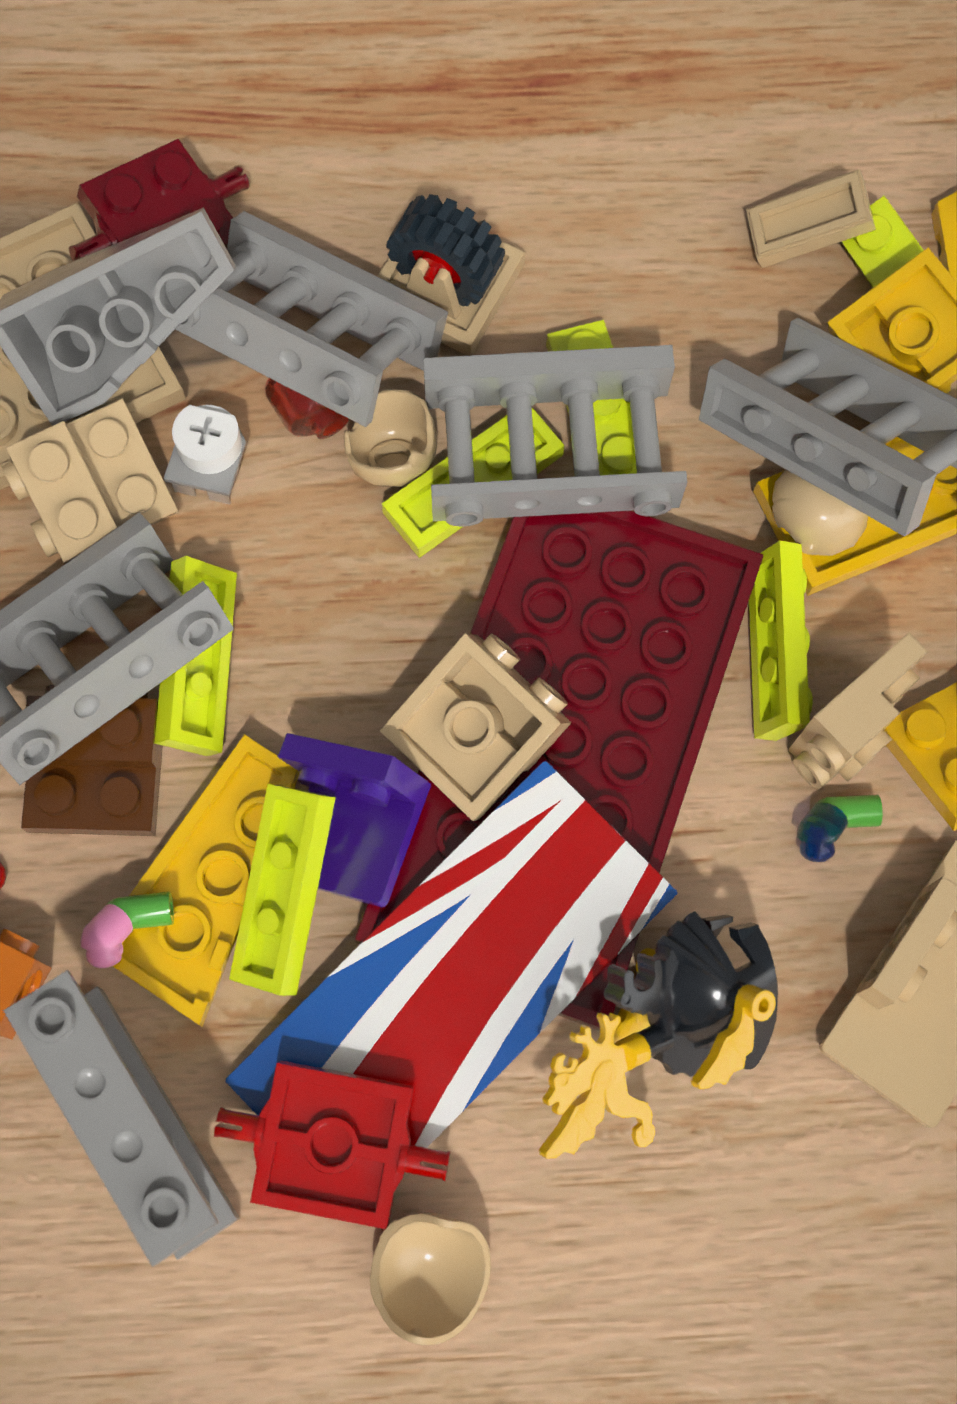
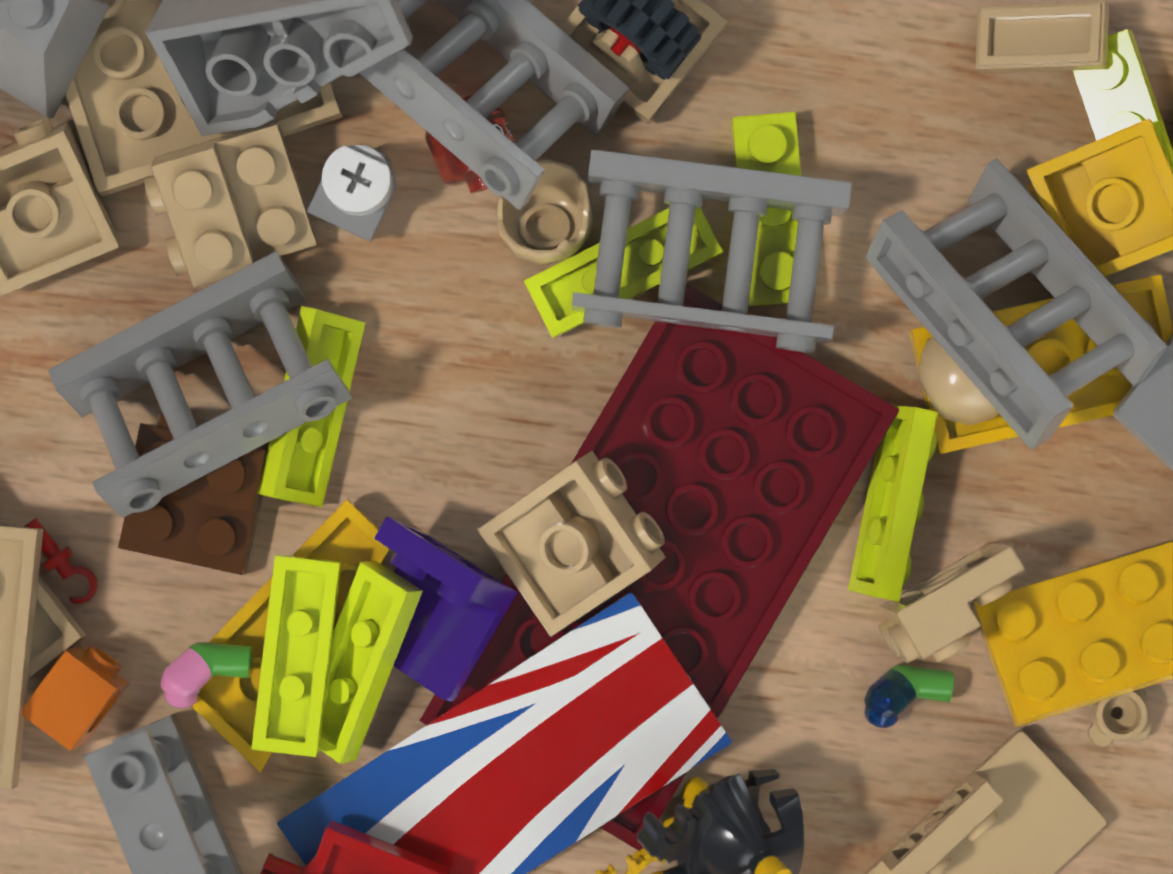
camera: 10 degrees right, 15 degrees up
(217, 891) = (296, 655): none -> neon yellow plate

